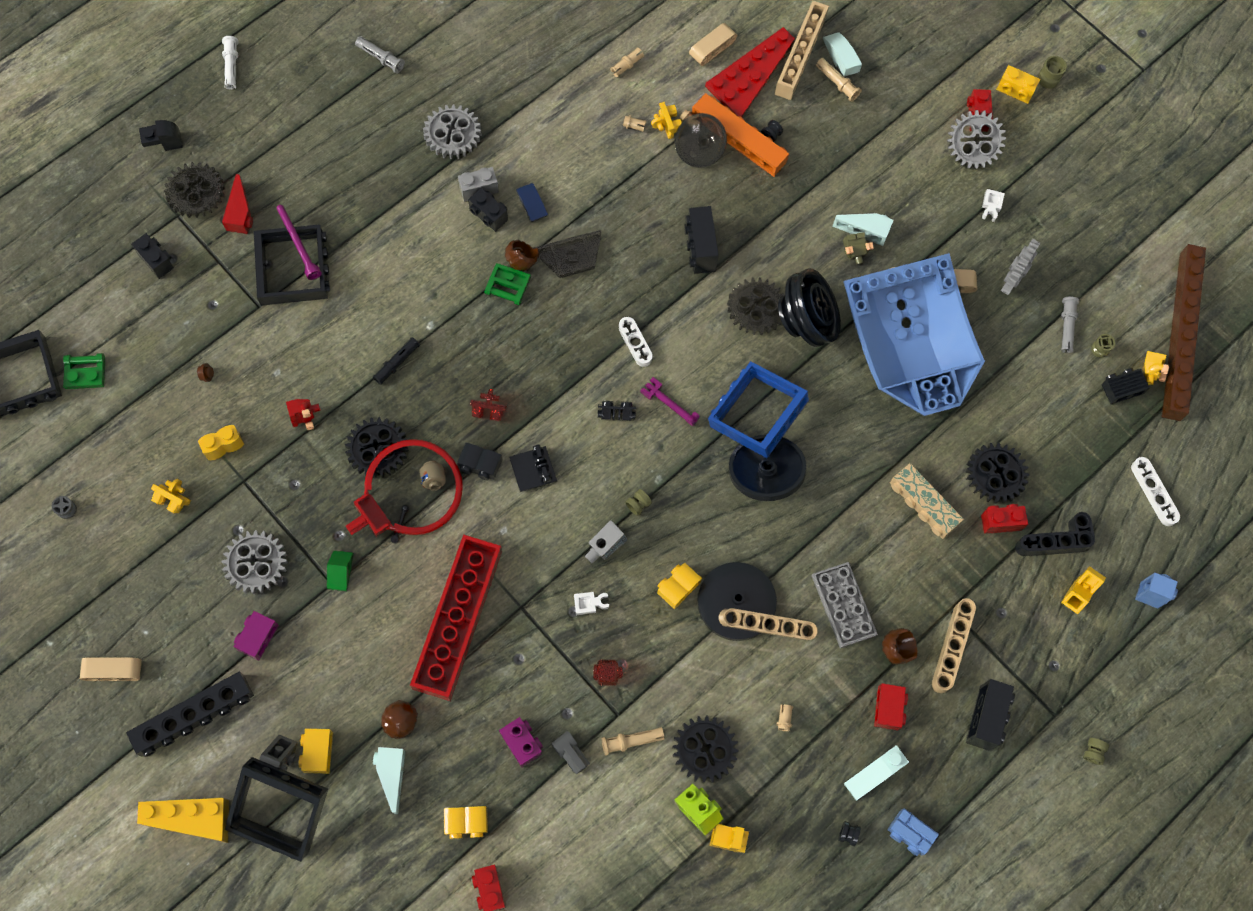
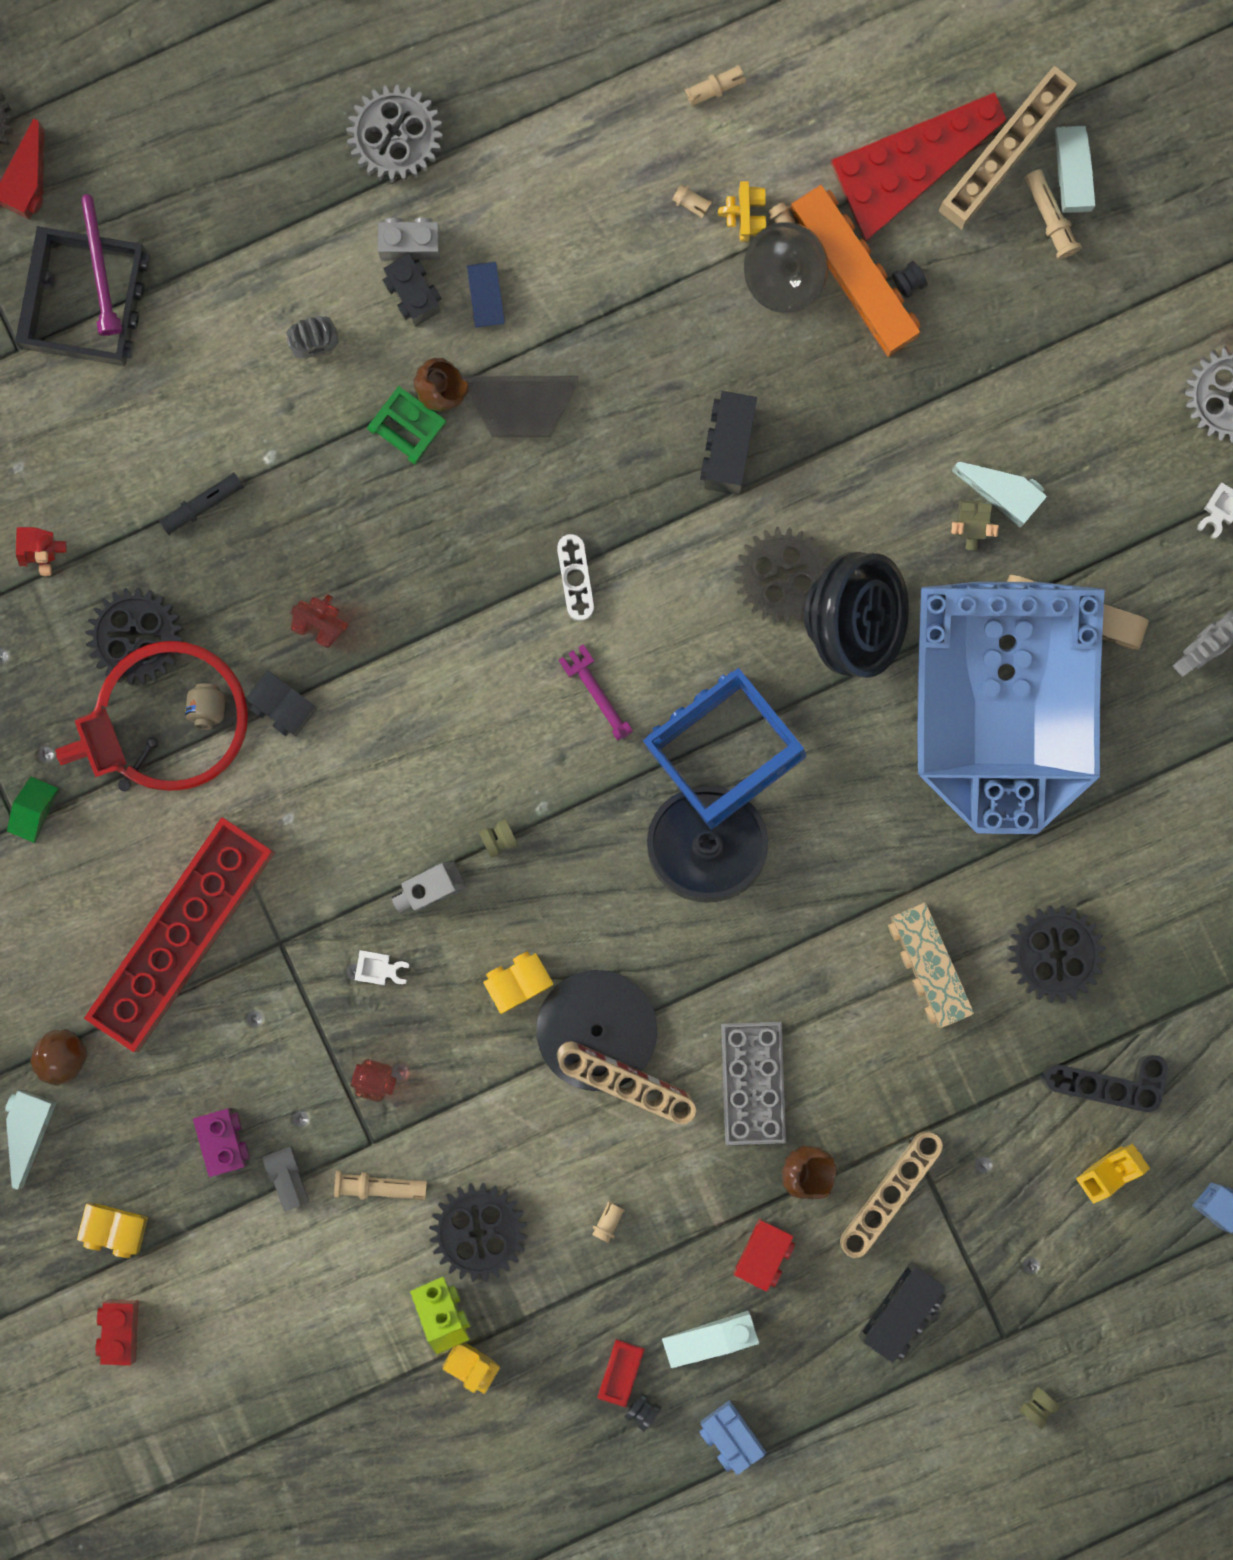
camera: 25 degrees right, 15 degrees up
(437, 249) = (312, 337): none -> dark grey gear
(533, 468) = (358, 737): black hinge -> none
(626, 407) = (500, 676): black hinge -> none
(713, 44) = (867, 92): tan beam -> none
(825, 813) = (620, 1373): none -> red tile
(1004, 519) = (1039, 1030): red brick -> none

